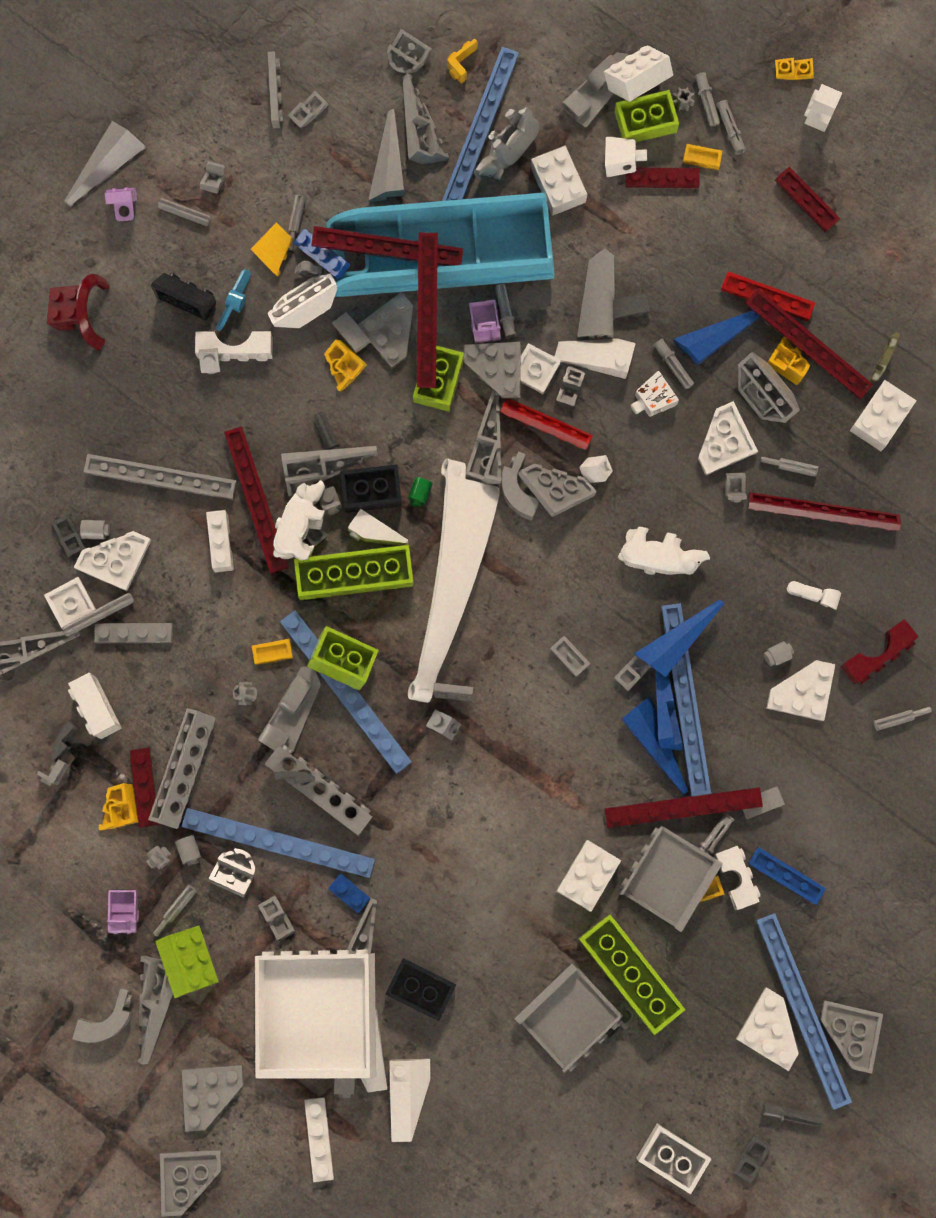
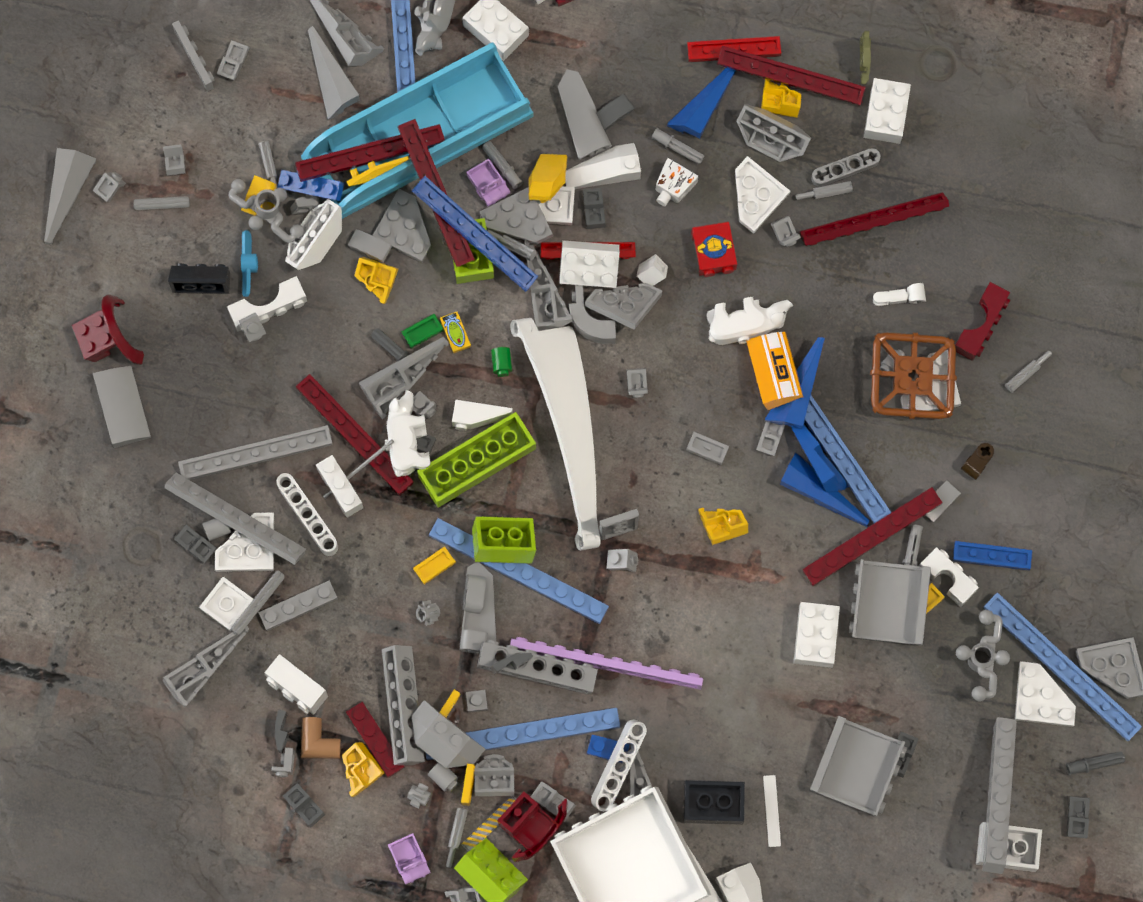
camera: 25 degrees left, 5 degrees down
(53, 818) = (303, 805): none -> dark grey slope
(62, 380) = (121, 406): none -> light grey slope
(88, 768) = (314, 745): none -> medium nougat brick
(112, 529) = (235, 518): none -> light grey plate
(120, 198) = (98, 214): lavender piece -> none
(144, 175) = (109, 185): none -> light grey bracket
(176, 545) = (309, 523): none -> white beam
(202, 816) = (443, 738): none -> light grey wedge
(206, 869) = (468, 785): none -> yellow tile
(212, 912) = (487, 827): none -> sticker
(220, 789) = (450, 703): none -> yellow tile
(244, 933) = (530, 825): none -> dark red piece
(251, 531) = (364, 463): none -> light grey piece
(251, 794) = (476, 701): none -> light grey plate
(275, 266) = (272, 216): none -> light grey wheel
(345, 922) = (618, 755): none -> white beam
(362, 432) = (422, 331): none -> green tile
(371, 488) = (456, 377): black brick -> none
(380, 265) = (373, 171): none -> yellow piece
(391, 446) = (455, 332): none -> tile
(391, 818) = (615, 664): none -> lavender plate
(446, 363) = (475, 233): none -> blue tile
(472, 1019) = (772, 811): none -> white sticker
(480, 390) = (515, 246): none -> light grey axle
(533, 566) = (637, 382): none -> light grey bracket
(540, 340) = (547, 177): none -> yellow piece
(540, 437) = (589, 264): none -> white brick
(551, 733) = (723, 524): none -> yellow slope
(631, 974) = (895, 703): lime brick -> none
(662, 474) = (714, 249): none -> red panel
(664, 611) = (774, 369): none -> light orange slope
(686, 1109) = (999, 796): none -> light grey brick
(743, 958) = (987, 645): none -> light grey wheel
(779, 680) = (922, 367): none -> dark orange plate
(812, 782) = (976, 462): none -> dark brown piece
(820, 454) = (844, 165): none -> light grey beam

